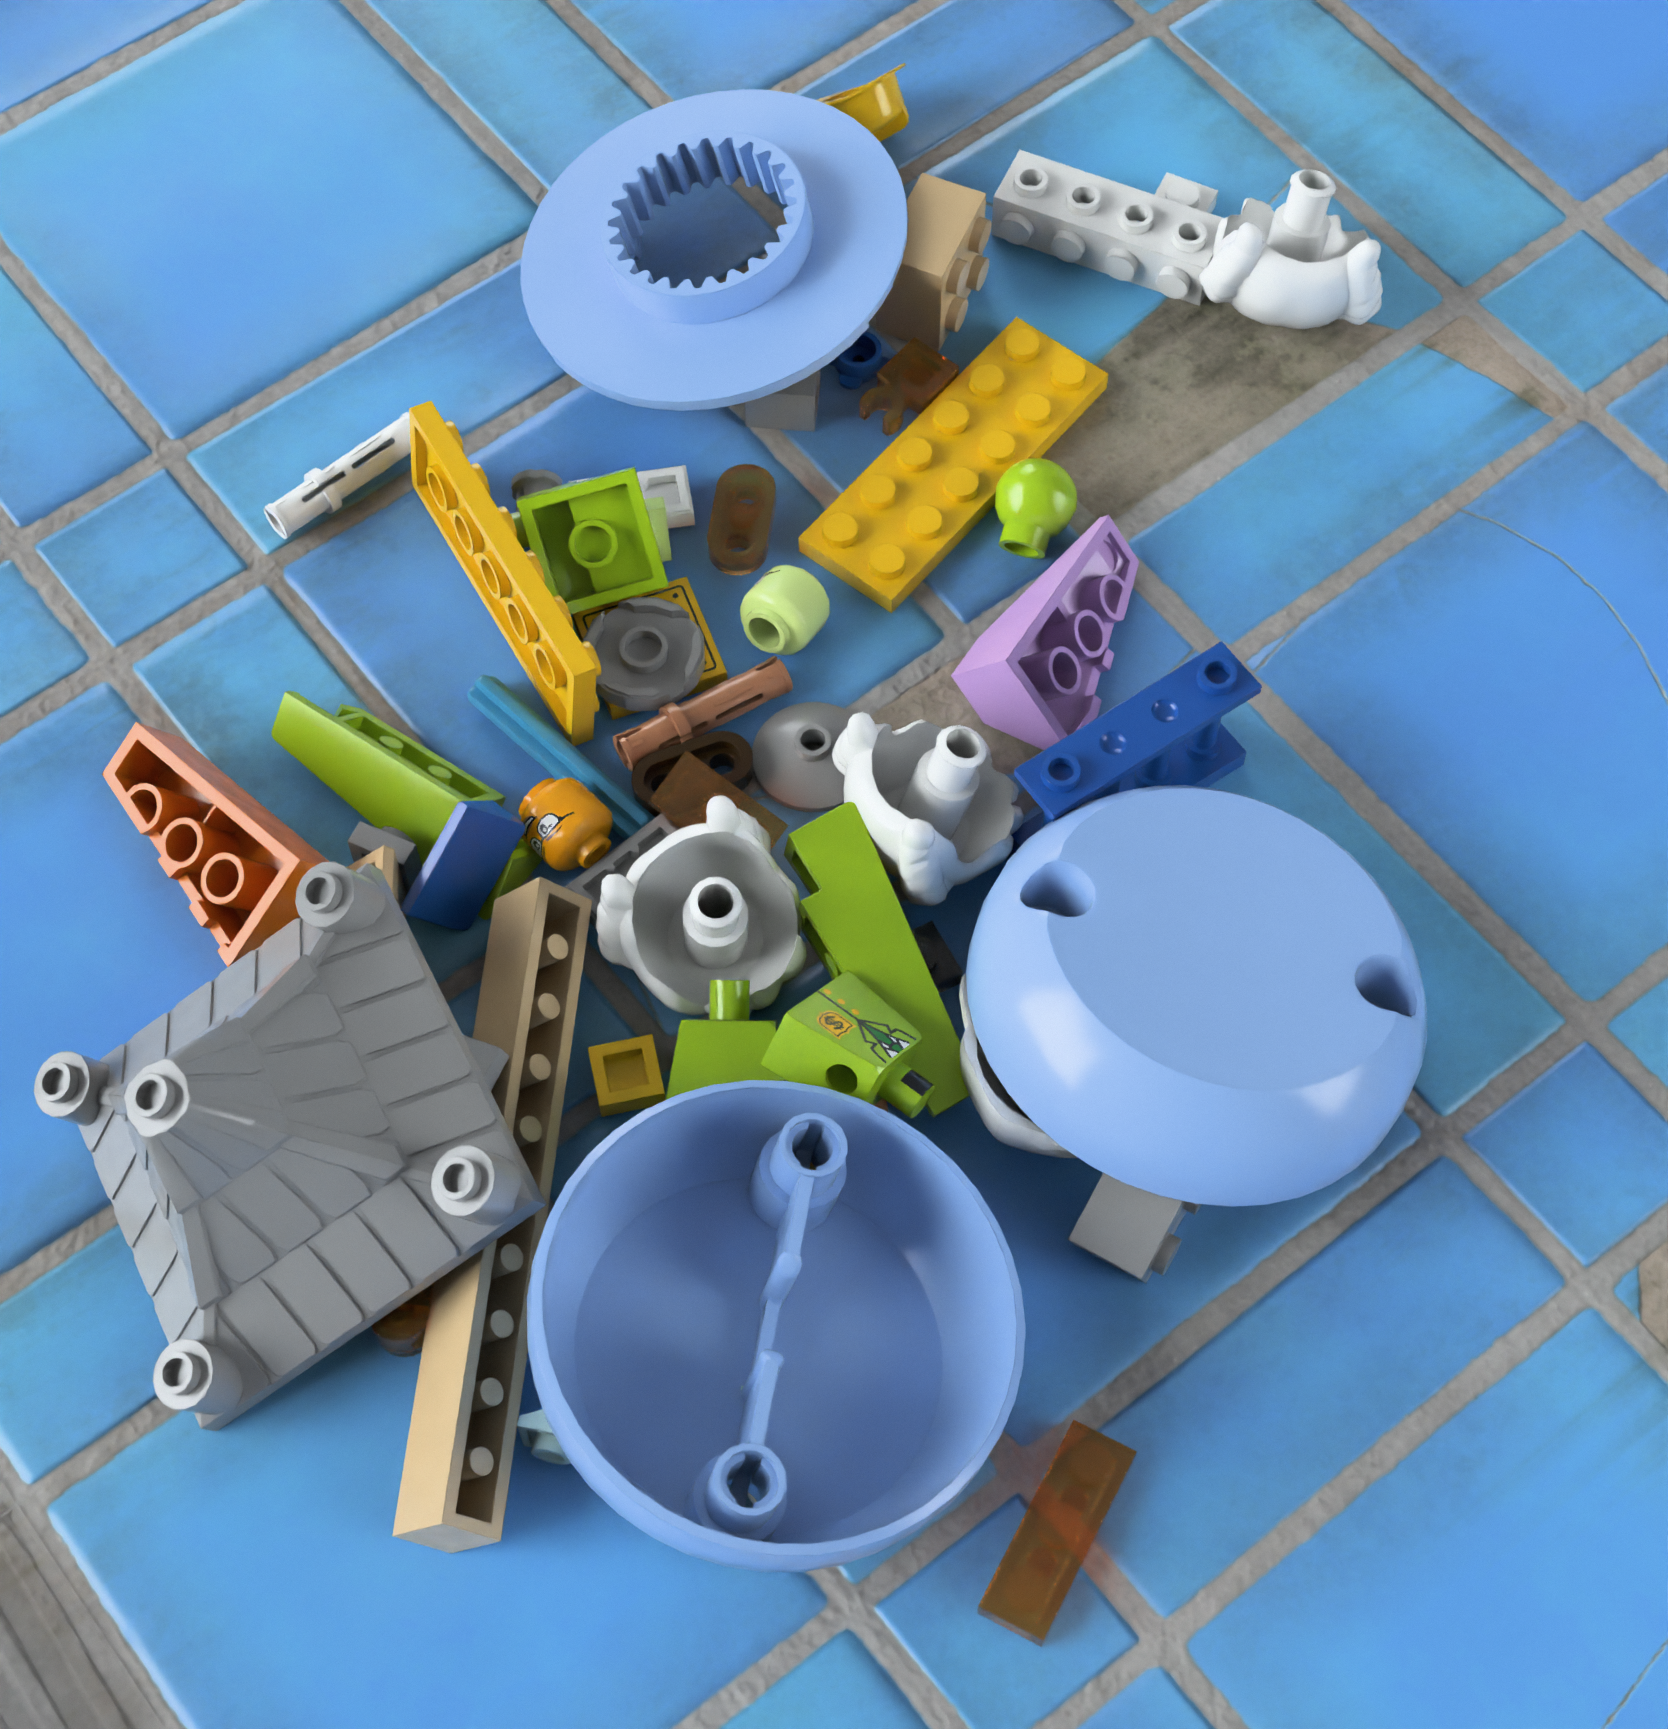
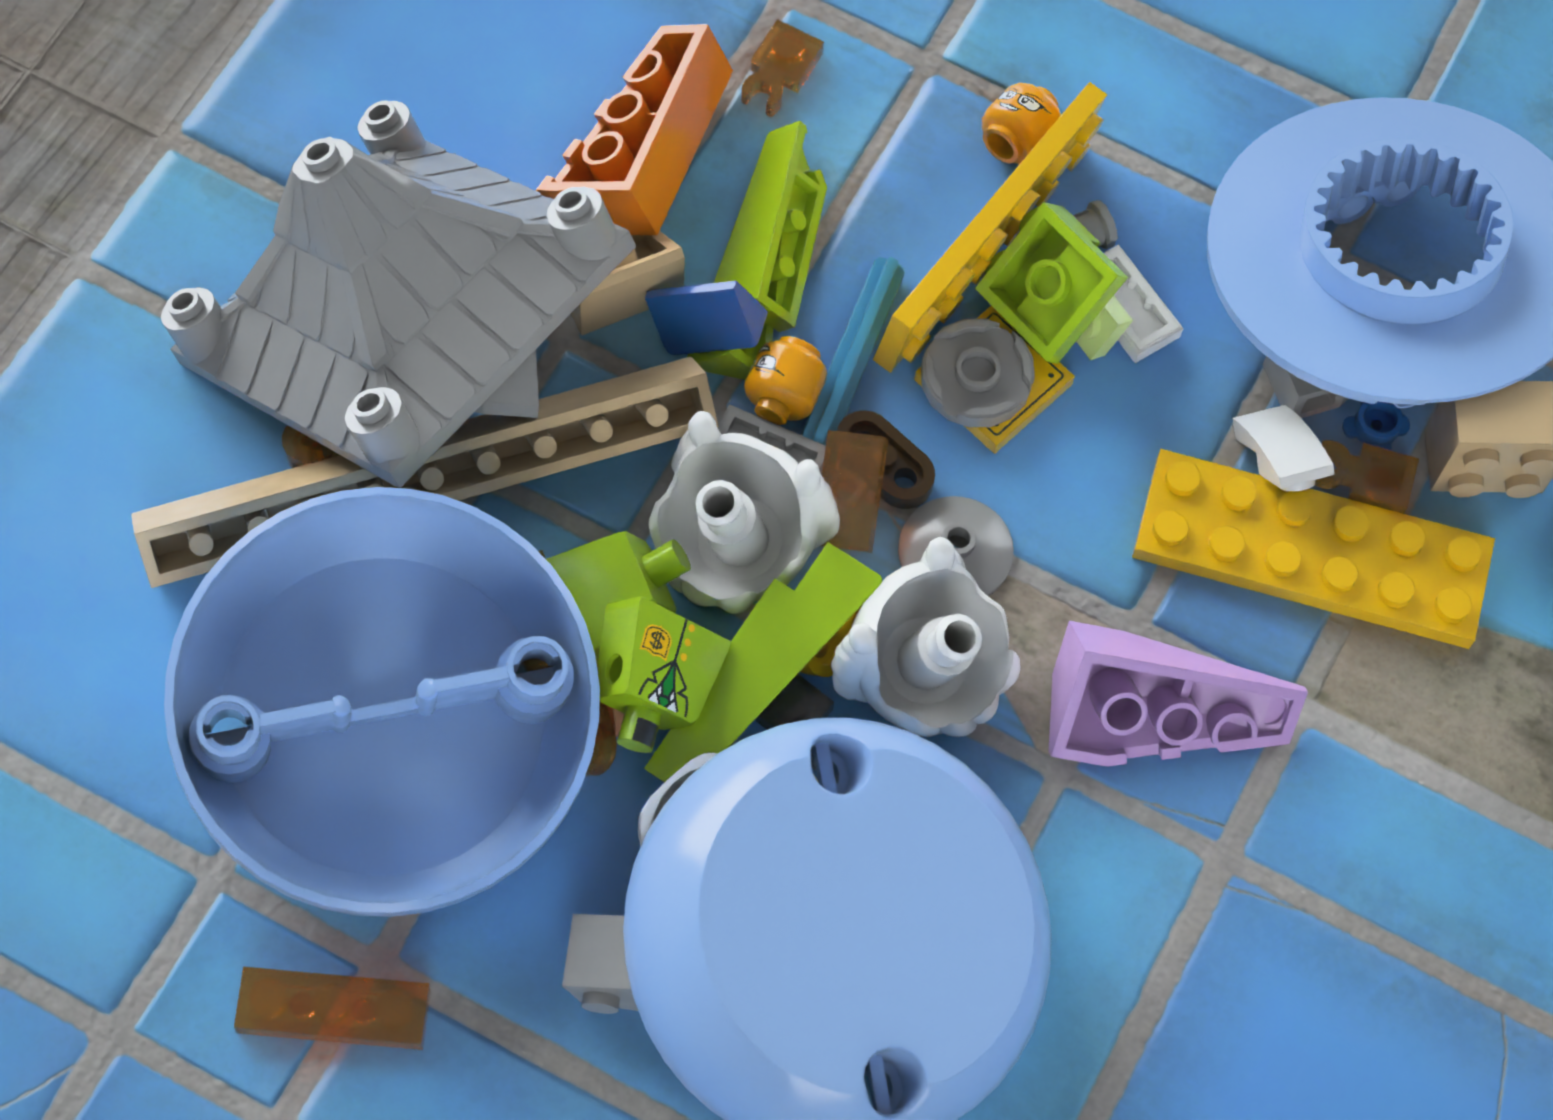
camera: 60 degrees right, 5 degrees up
(195, 693) = (780, 62): none -> clear orange plate
(327, 487) = (981, 54): white pin -> none
(369, 838) = (700, 260): light grey plate -> none
(393, 507) = (1018, 121): none -> light orange head
(626, 1075) = (584, 517): yellow plate -> none
(704, 712) = (948, 444): nougat pin -> none
(741, 524) = (1151, 396): clear orange plate -> none
(784, 610) = (1077, 465): yellowish green head -> none
(855, 429) = (1284, 448): none -> white slope
(1034, 504) = (1291, 627): lime piece -> none
(1151, 739) = (1063, 806): blue fence -> none

